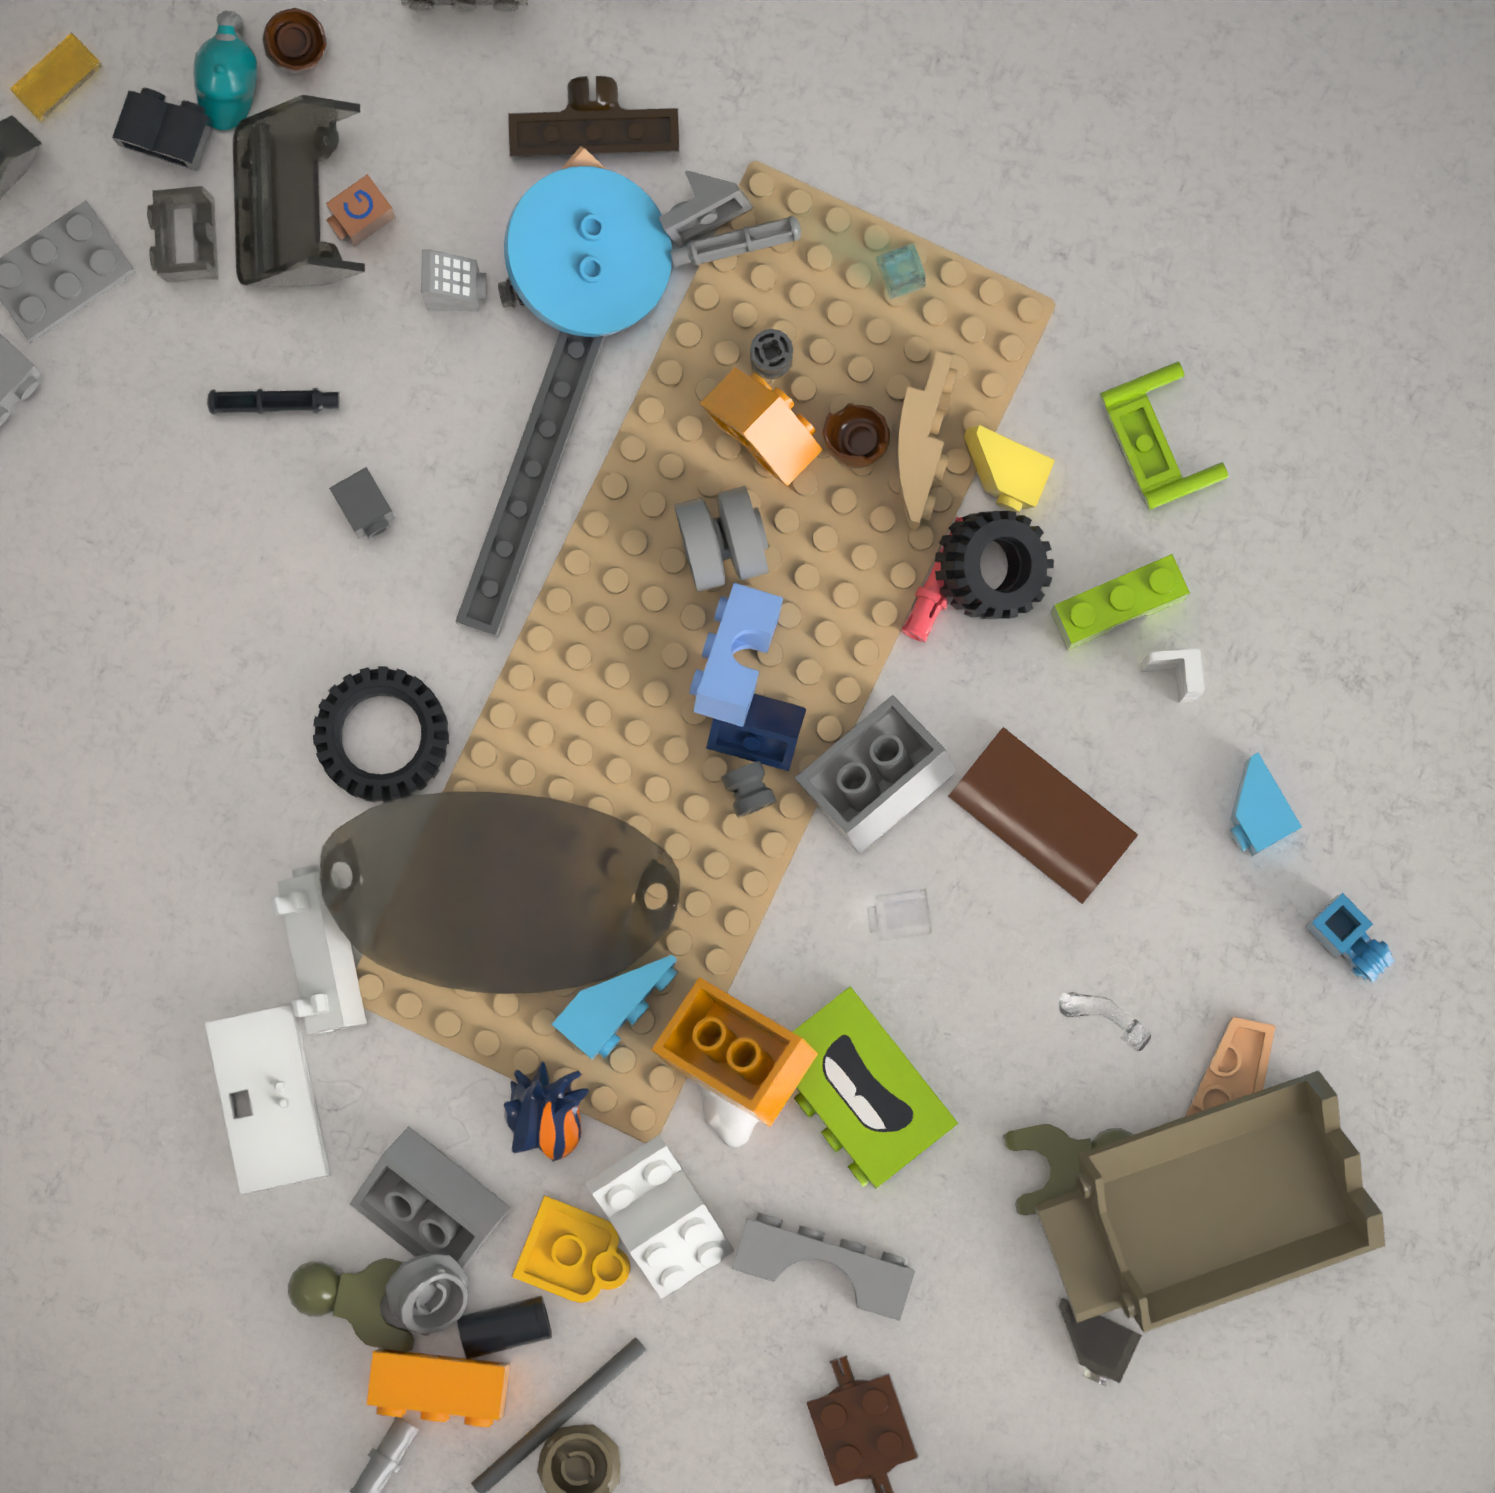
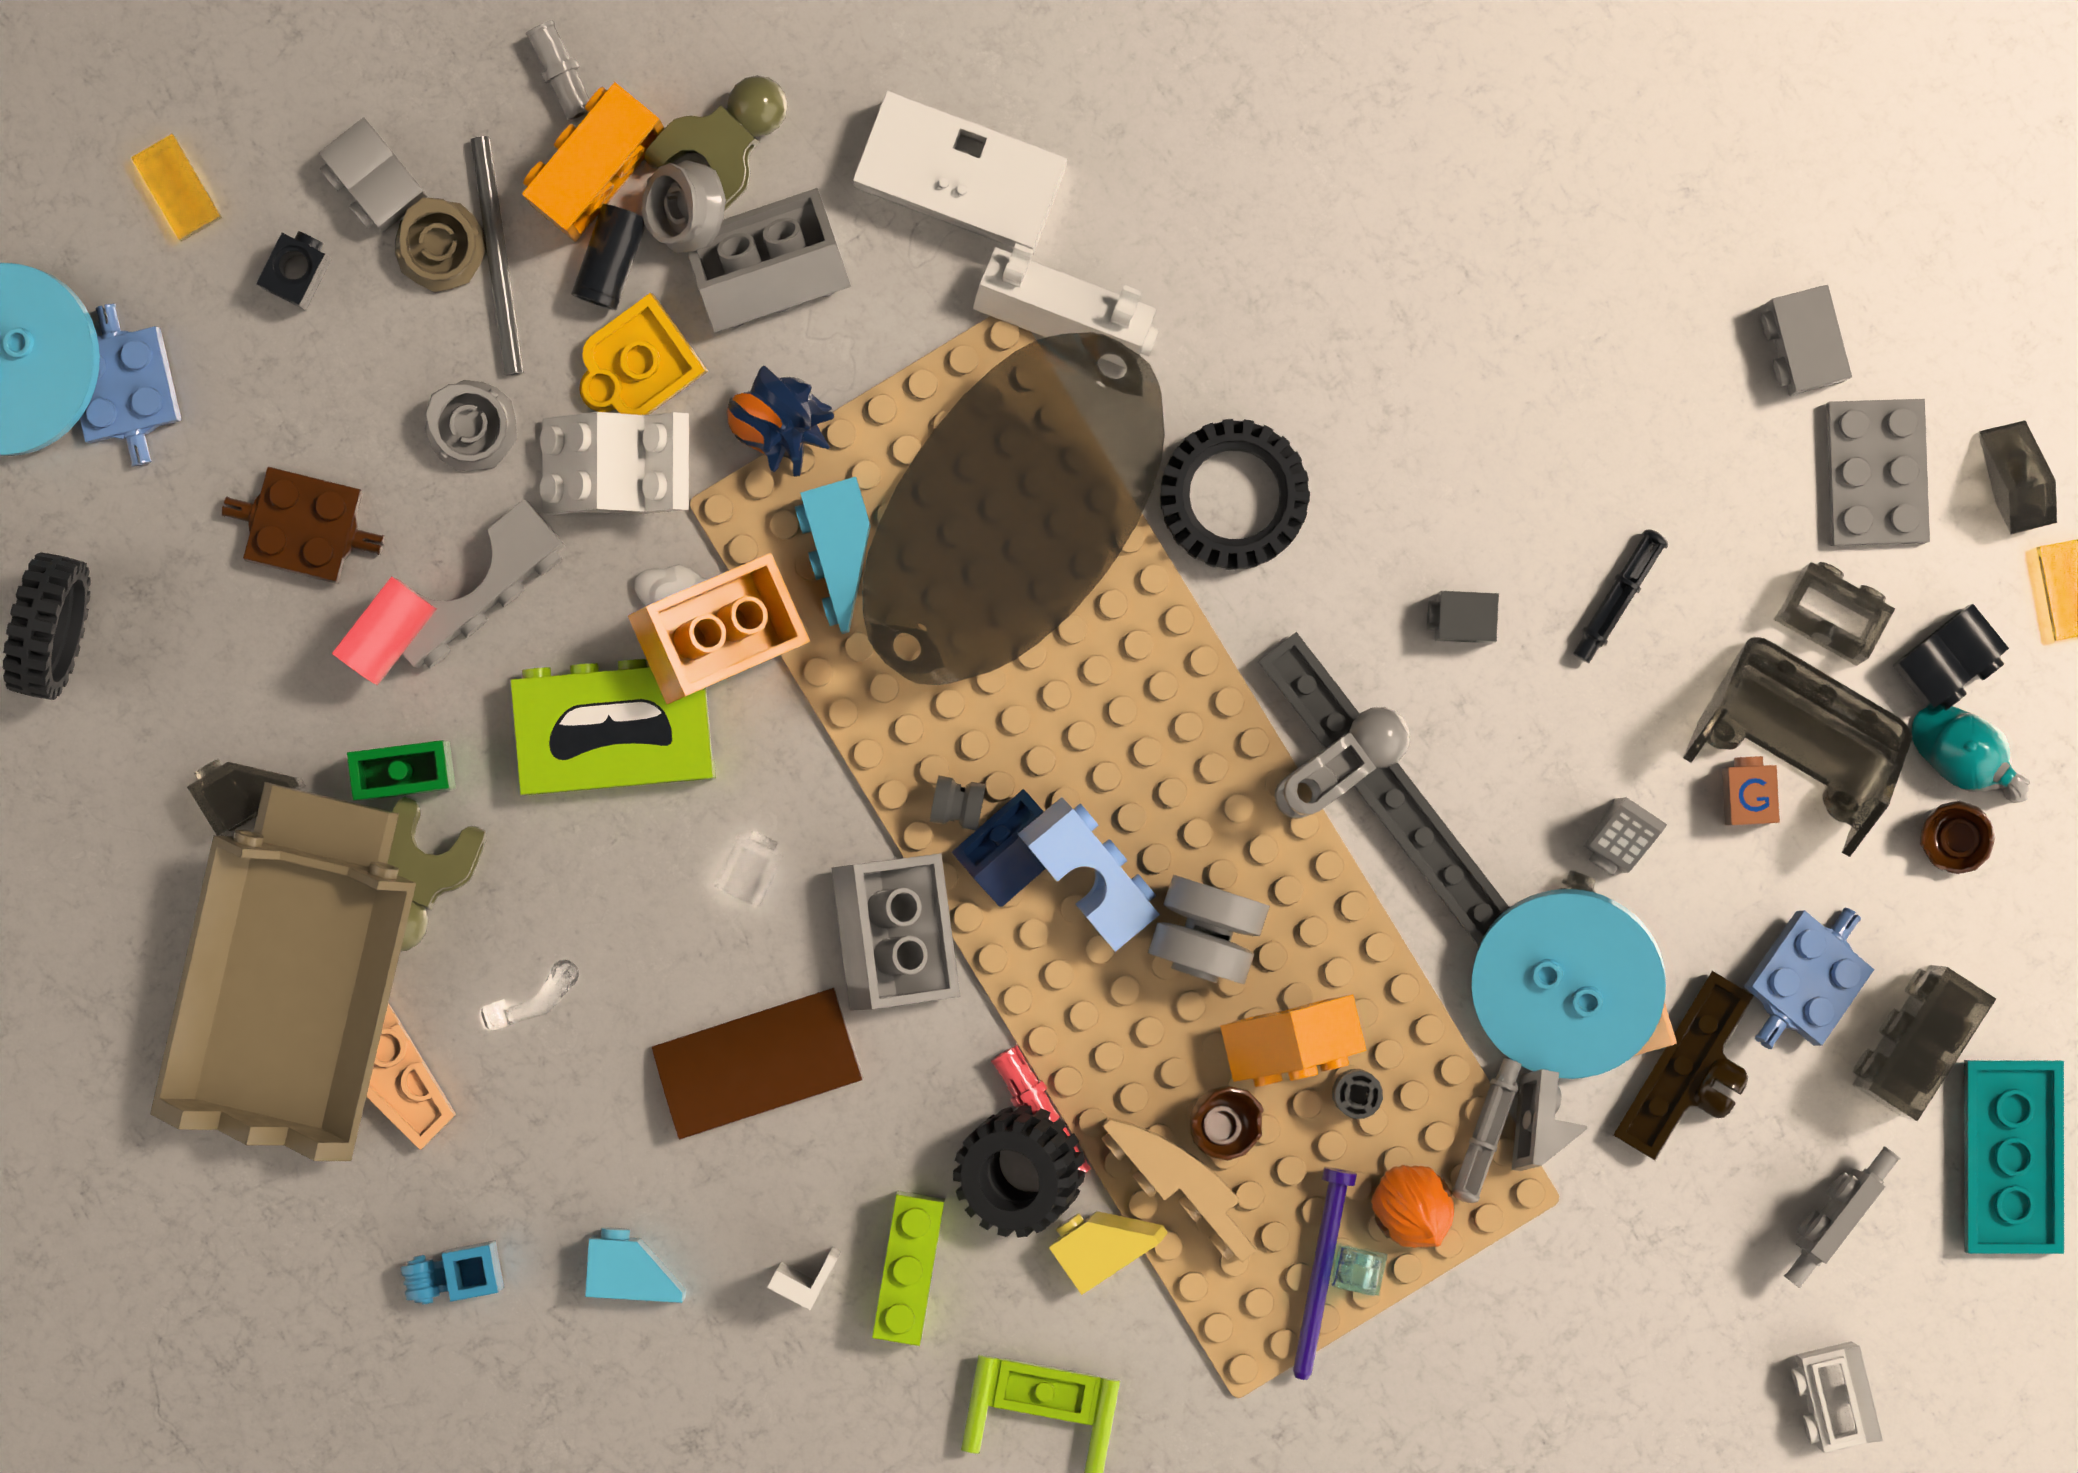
camera: 120 degrees right, 5 degrees up
(469, 82) = (1808, 978): none -> medium blue plate
(532, 518) = (1374, 741): none -> light grey piece
(702, 1350) = (470, 425): none -> light grey hat
(828, 260) = (1413, 1206): none -> orange hair
(846, 326) = (1321, 1271): none -> dark purple bar
(902, 1306) = (384, 630): none -> coral brick
(1000, 1227) = (401, 770): none -> green brick

